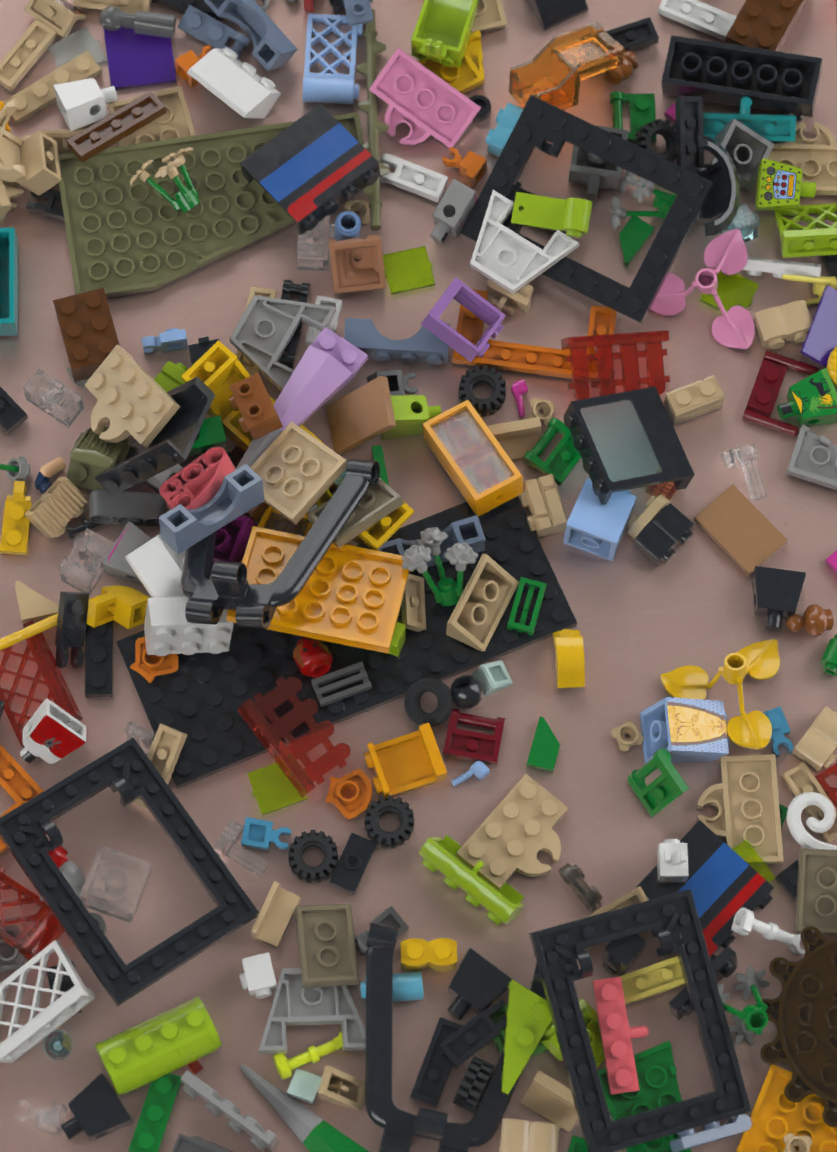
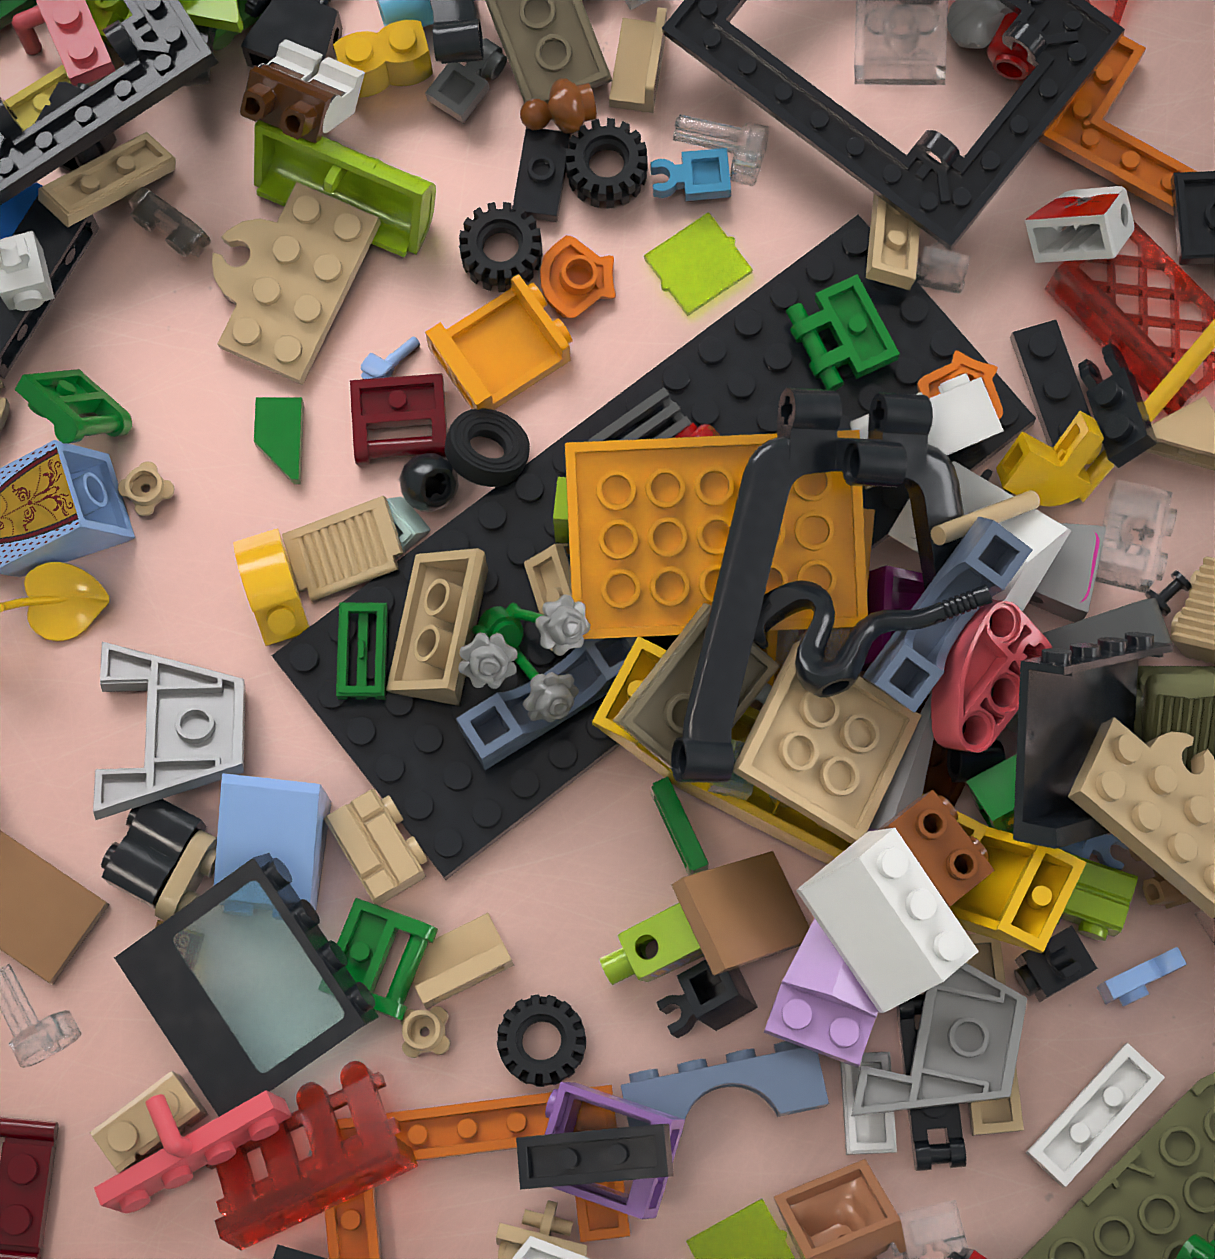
camera: 170 degrees right, 5 degrees up
(171, 562) = (998, 512): none -> tan bar
(202, 712) = (855, 326): none -> green plate
(212, 285) = (1095, 1115): none -> white plate
(271, 735) = (679, 308): clear red fence -> none
(280, 490) = (837, 675): none -> black animal
(291, 379) = (887, 919): none -> white slope
(327, 892) = (567, 106): none -> dark orange animal
(471, 308) = (594, 1156): none -> black plate
(473, 458) = (523, 888): brick -> none
(488, 913) = (301, 92): none -> hips
(518, 389) = (477, 1065): dark pink hand -> none
(523, 669) = (344, 549): none -> tan window
(629, 594) = (190, 728): none -> wing
(682, 376) = (184, 1155): none -> coral plate

